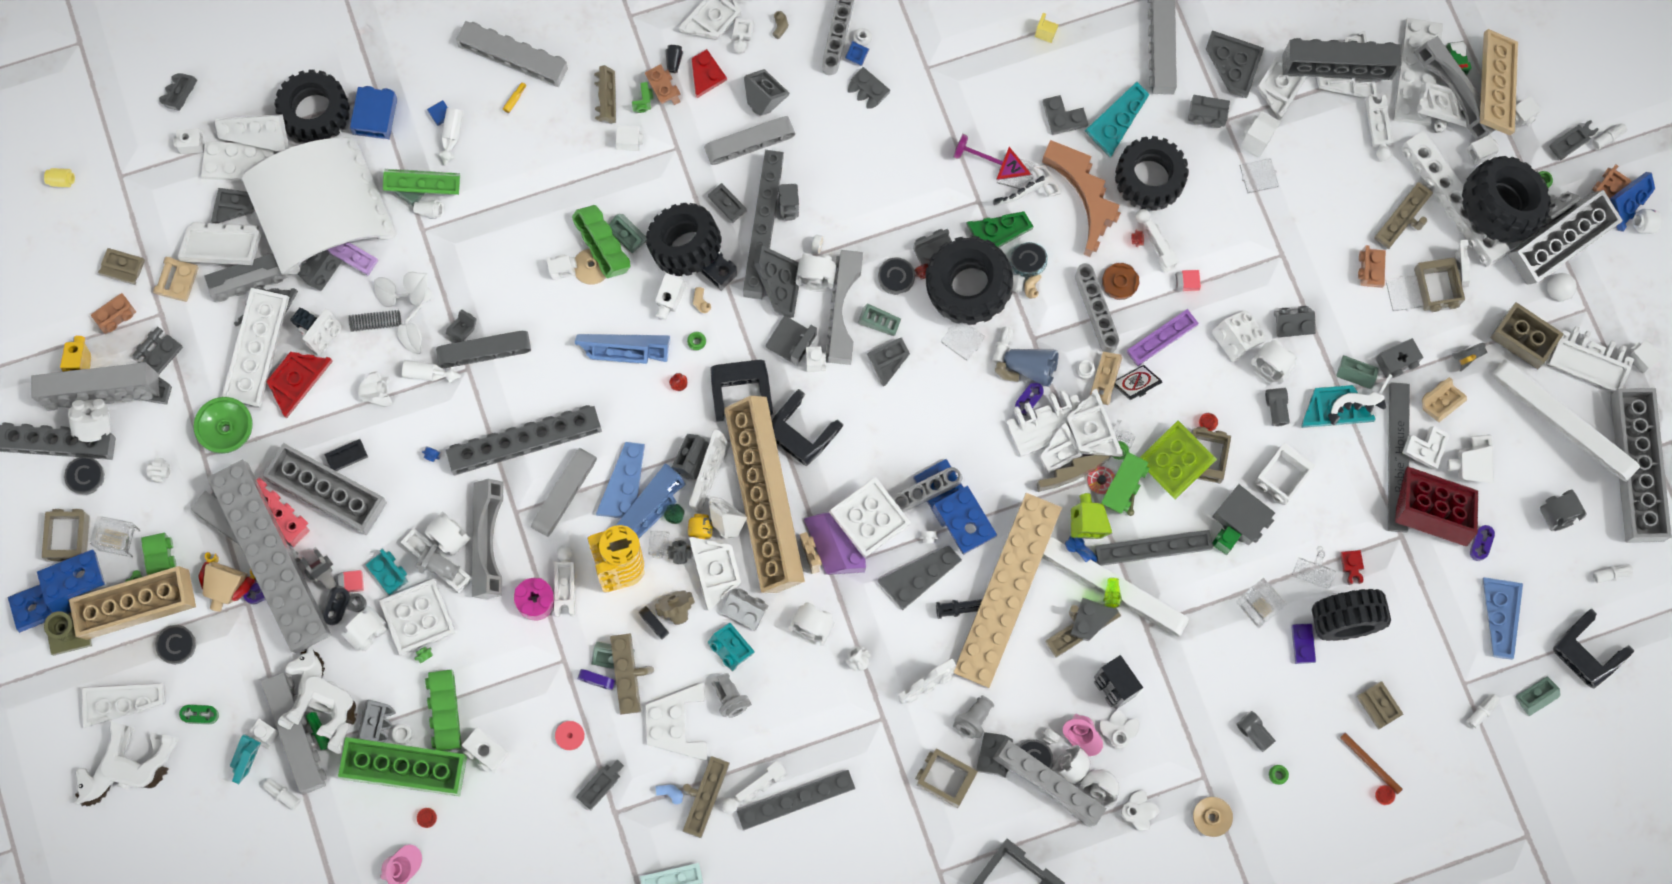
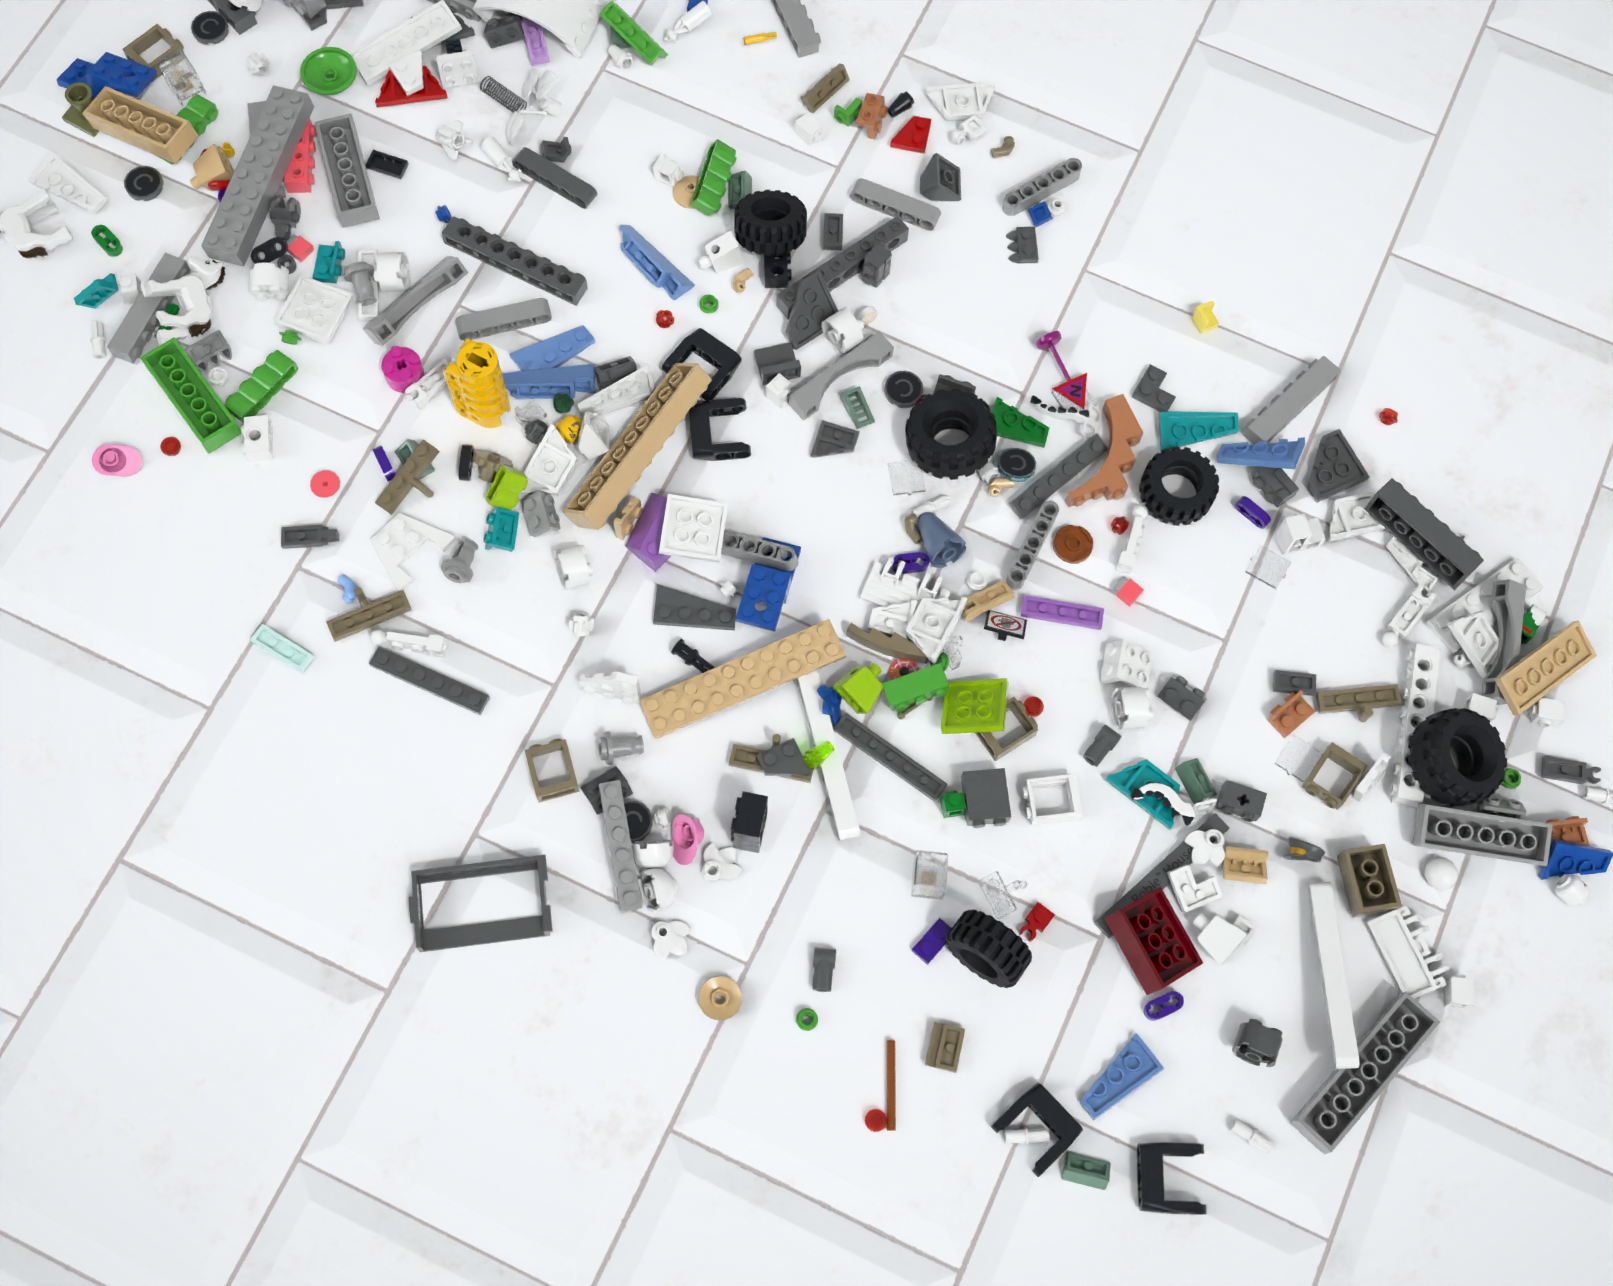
camera: 45 degrees right, 5 degrees down
(286, 369) = (409, 72): none -> white wing
(706, 614) = (506, 488): none -> lime brick
(1063, 241) = (1058, 476): none -> dark grey plate
(1192, 92) = (1263, 454): none -> medium blue wing
(1214, 145) = (1253, 512): none -> dark purple beam
(1354, 243) = (1294, 682): none -> dark grey plate
(1409, 413) = (1203, 849): none -> white plate
(1488, 682) = (1052, 1115): none -> black connector

